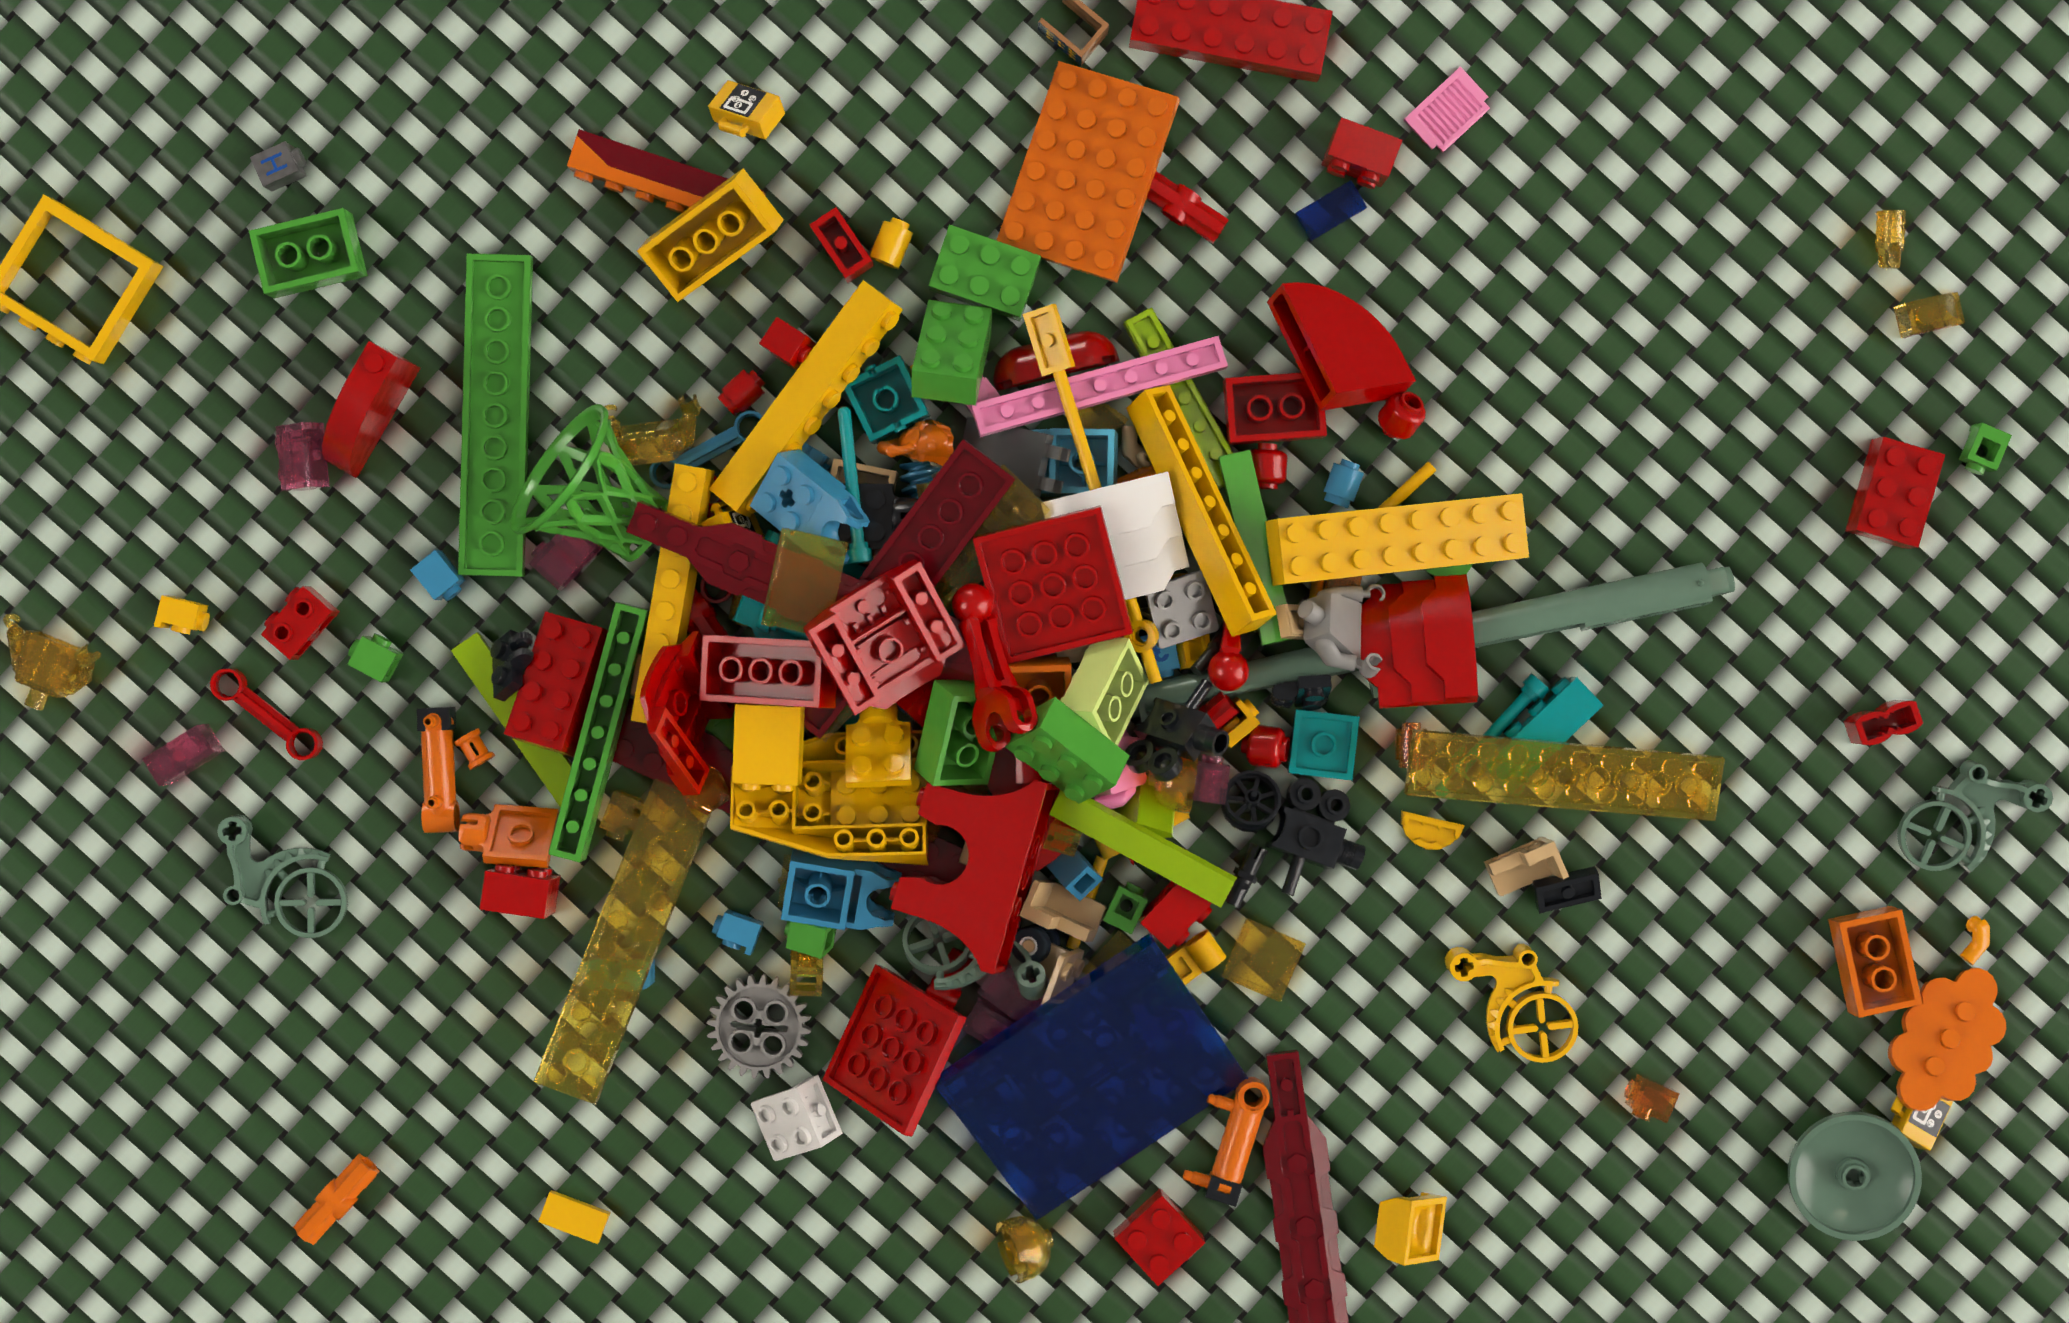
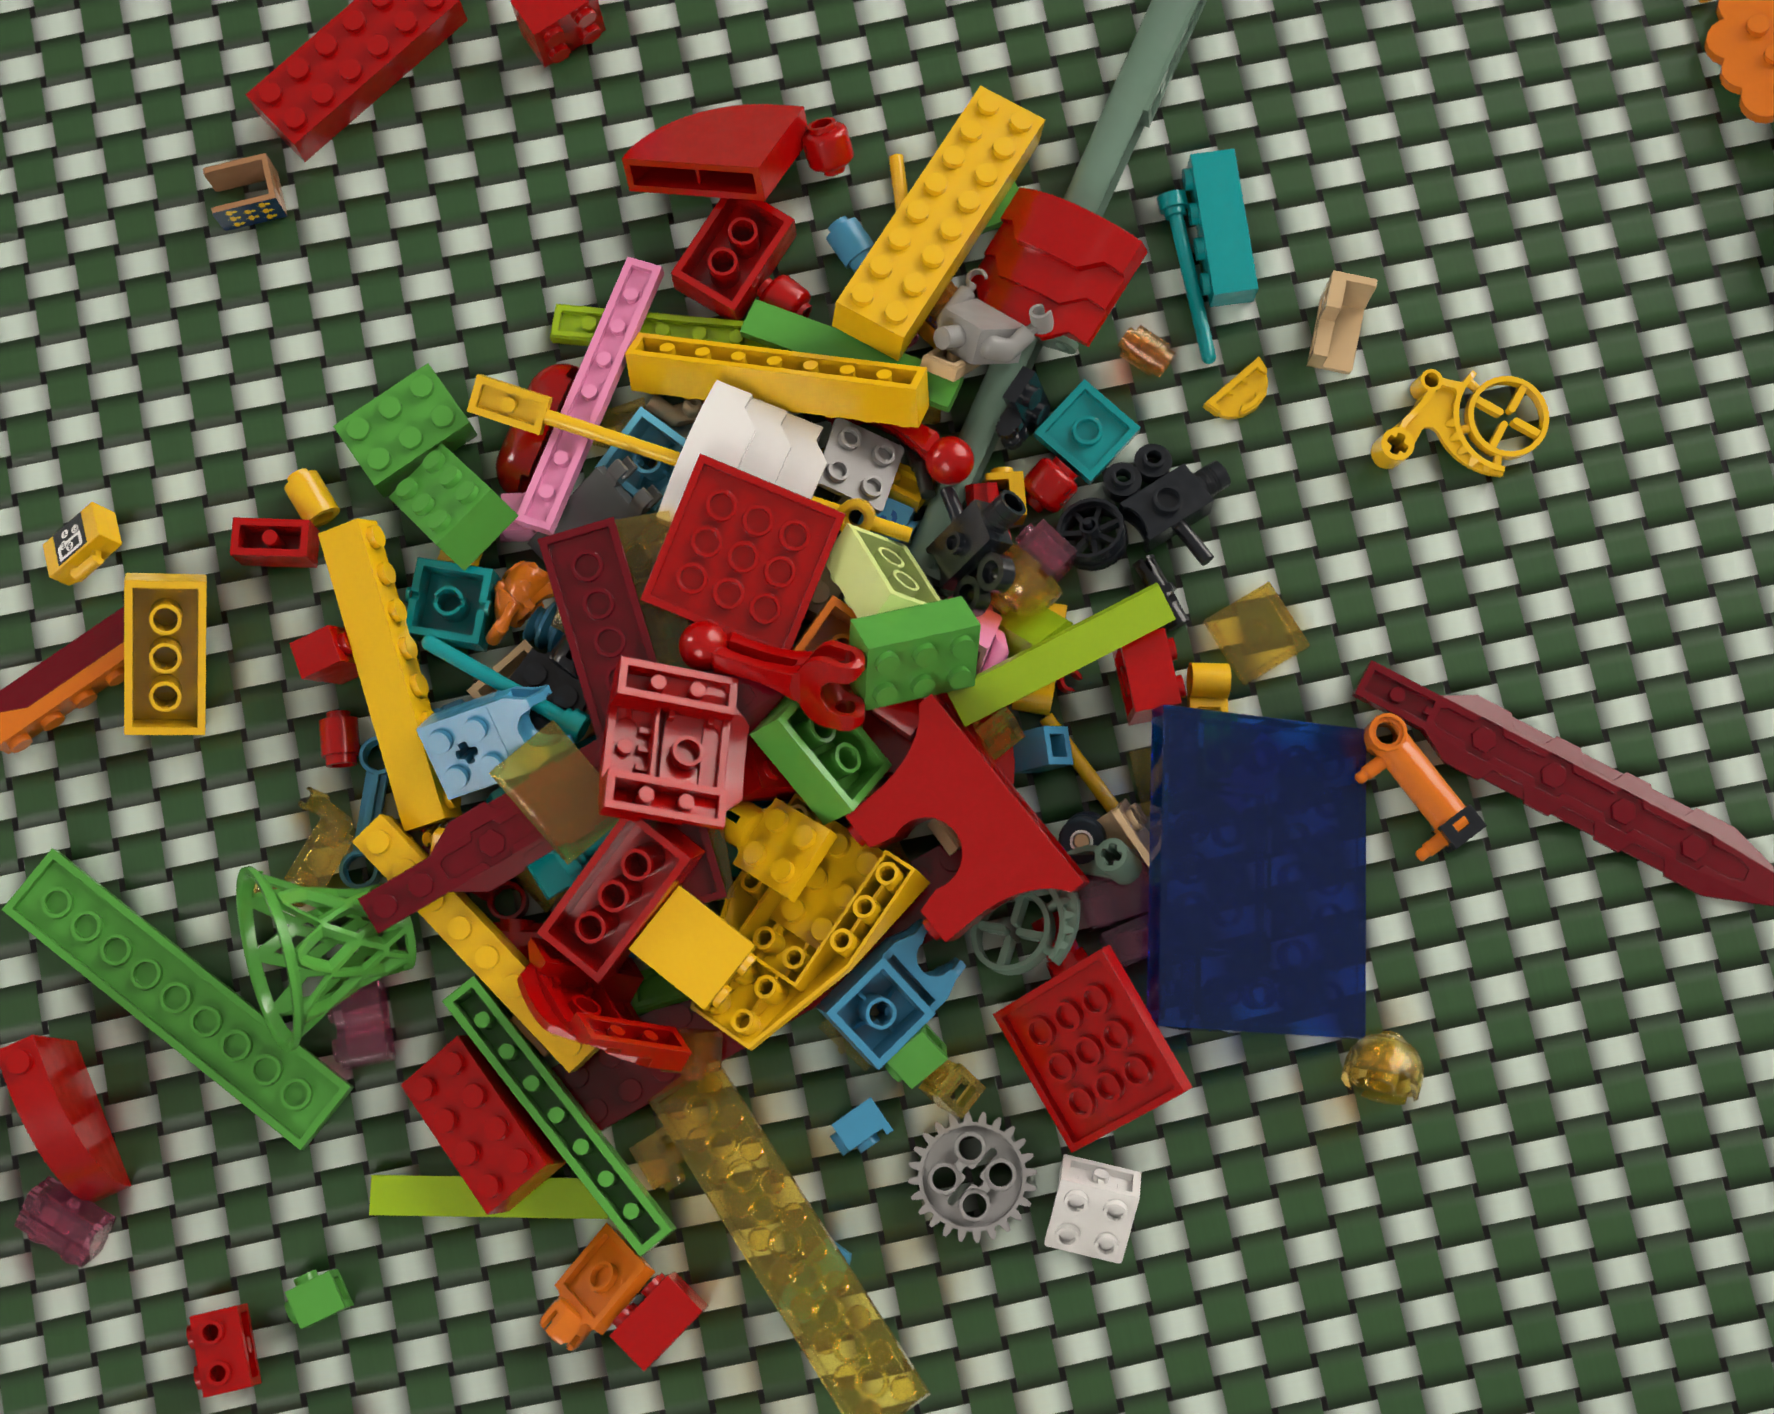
camera: 50 degrees left, 10 degrees down
(438, 576) = (287, 1171): dark azure brick -> none
(440, 808) = (513, 1341): orange piece -> none
(473, 759) = (475, 1263): orange bush -> none
(509, 658) = (420, 1158): black hinge -> none
(1057, 908) = (1071, 786): tan panel -> none
(1088, 170) = (385, 269): orange plate -> none
(1126, 919) = (1126, 730): bright green brick -> none
(1159, 1237) = (1466, 925): red brick -> none
(1185, 208) = (482, 211): red piece -> none
(1331, 210) = (592, 85): clear blue tile -> none
(1411, 1228) = (1623, 672): yellow brick -> none
(1558, 893) = (1388, 304): black plate -> none
(1563, 775) = (1273, 228): clear yellow plate -> none
(1650, 1099) = (1648, 363): clear orange brick -> none
(1875, 961) = (1654, 72): orange brick -> none

